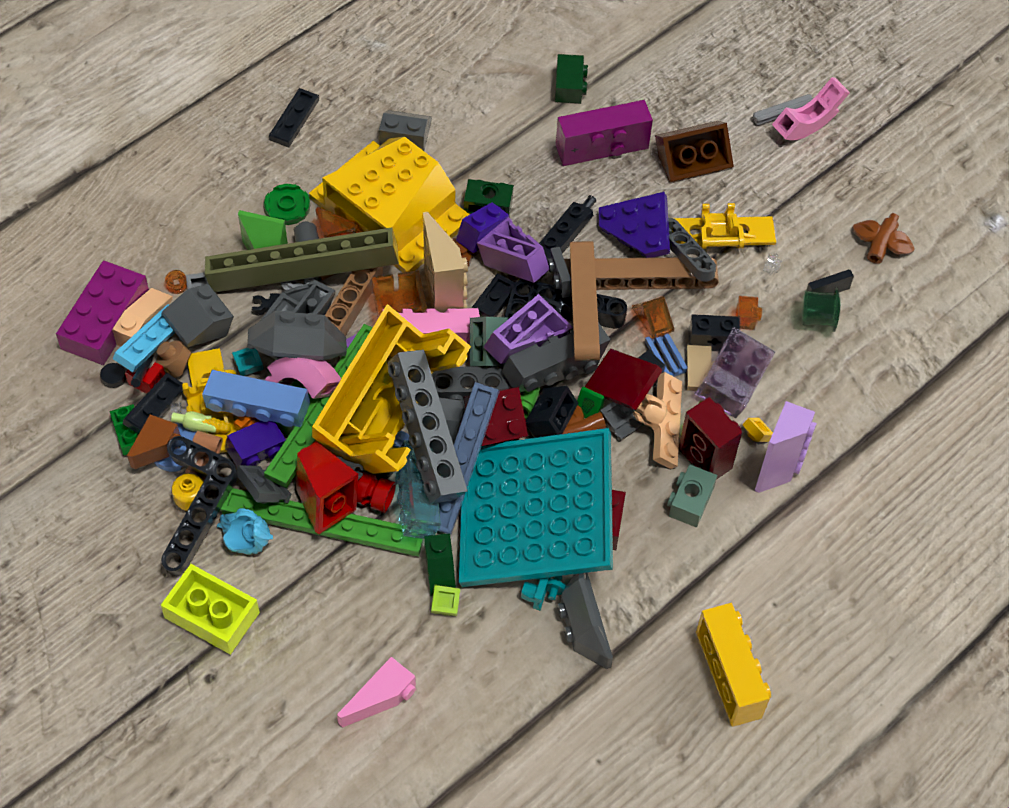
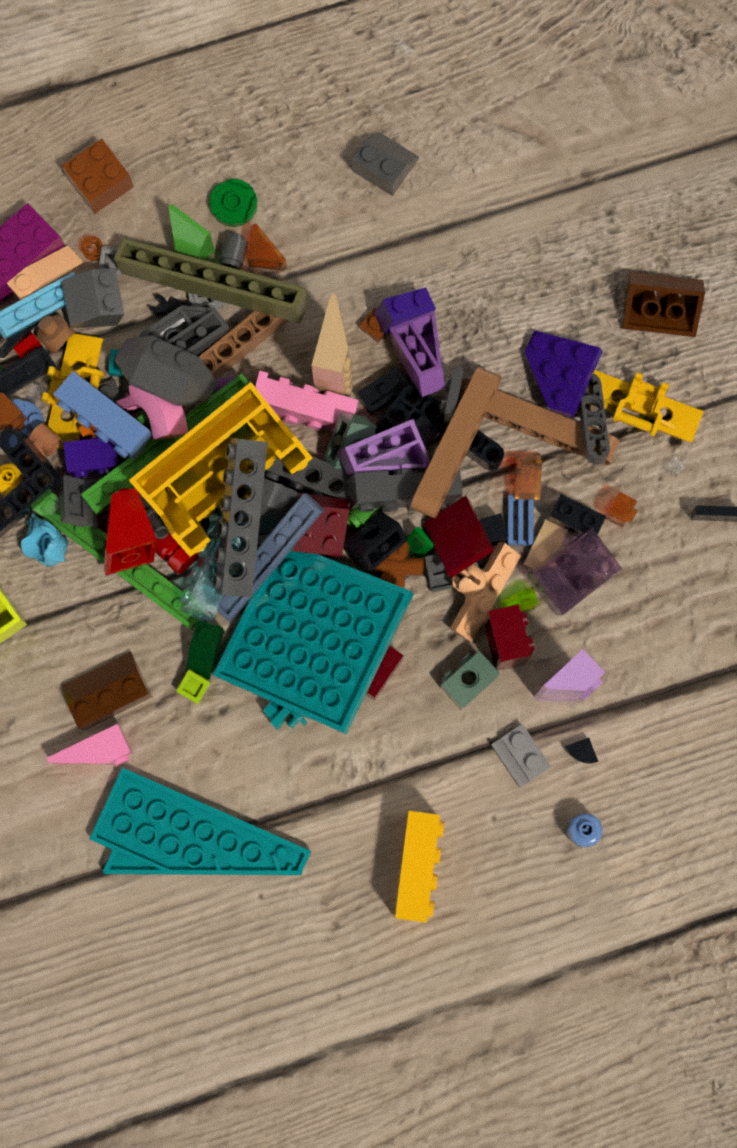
camera: 30 degrees right, 20 degrees up
(156, 222) = (98, 176): none -> dark orange brick
(196, 421) = (50, 414): yellowish green piece -> none
(294, 117) = (282, 104): black tile -> none
(365, 638) = (106, 691): none -> reddish brown slope
(392, 189) = (333, 243): yellow wedge -> none
(409, 293) = (287, 359): clear orange piece -> none
(481, 193) = (422, 264): dark green brick -> none
(488, 738) = (174, 834): none -> teal wing
(568, 226) = (485, 344): black plate -> none
(570, 79) = (577, 167): dark green brick -> none
(584, 621) = (307, 762): dark grey wedge -> none
(603, 132) = (577, 250): magenta brick -> none
(757, 430) = (567, 639): yellow plate -> none
(770, 541) = (521, 755): none -> light grey plate
(821, 308) = (696, 538): clear green piece -> none
(821, 516) = (582, 751): none -> black tile
(860, 575) = (575, 830): none -> medium blue head

